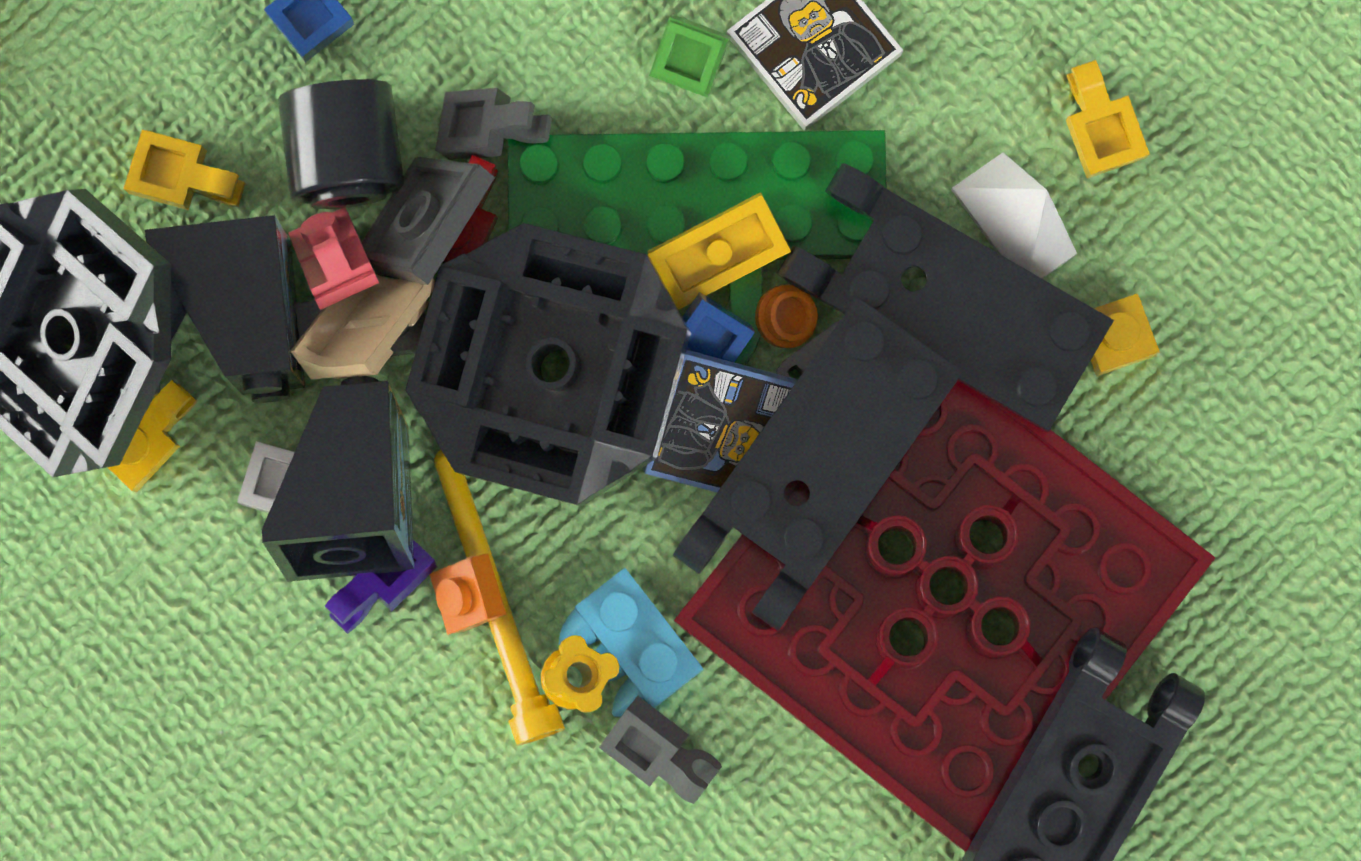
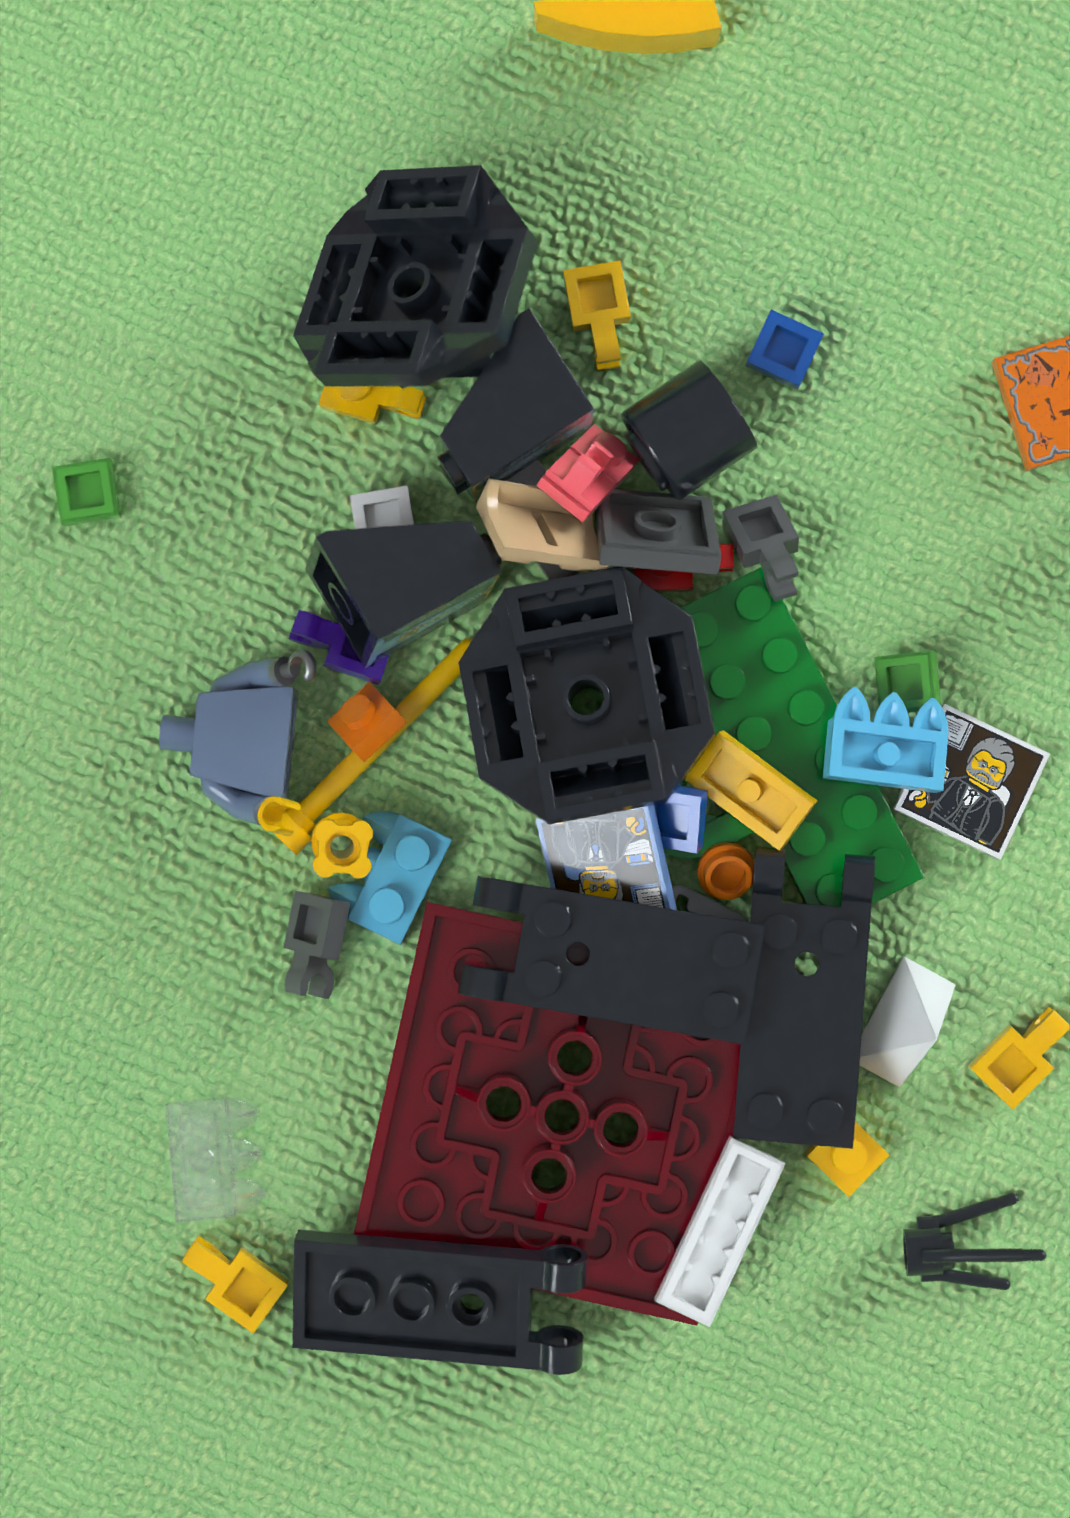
camera: 60 degrees right, 5 degrees up
(101, 763) = (86, 492): none -> bright green tile
(424, 721) = (245, 738): none -> sand blue torso
(743, 101) = (888, 748): none -> medium azure plate
(1133, 488) = (719, 1231): none -> white plate
(1249, 299) = (932, 1252): none -> black plant

